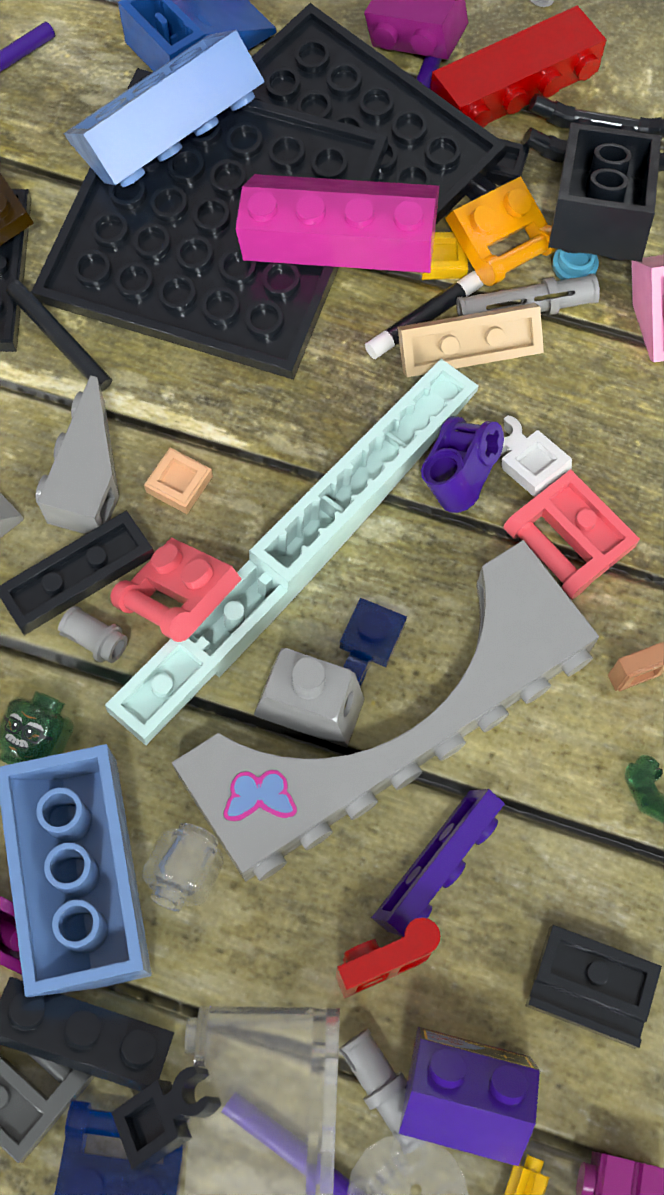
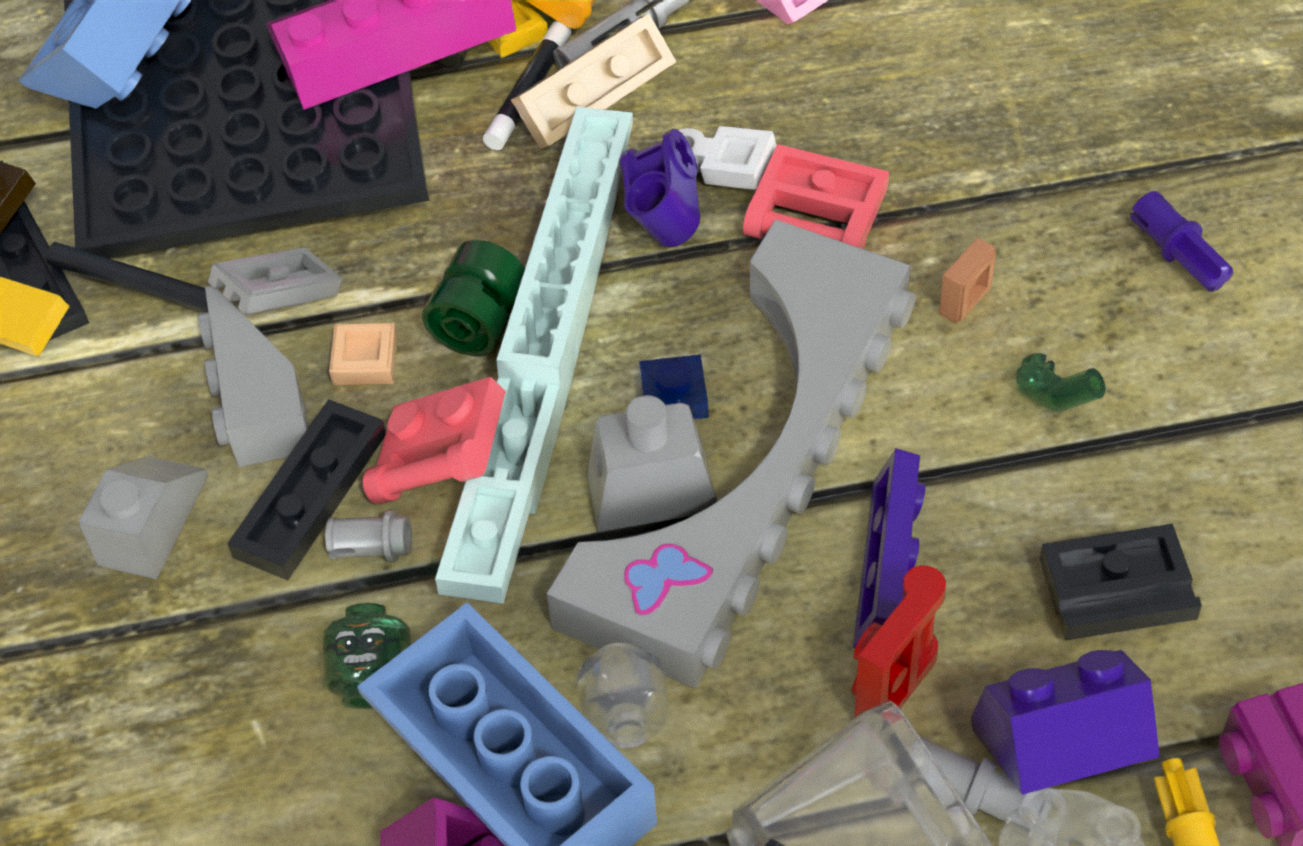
camera: 25 degrees left, 15 degrees down
(148, 399) = (275, 280): none -> light grey tile
(269, 486) = (474, 298): none -> dark green wheel

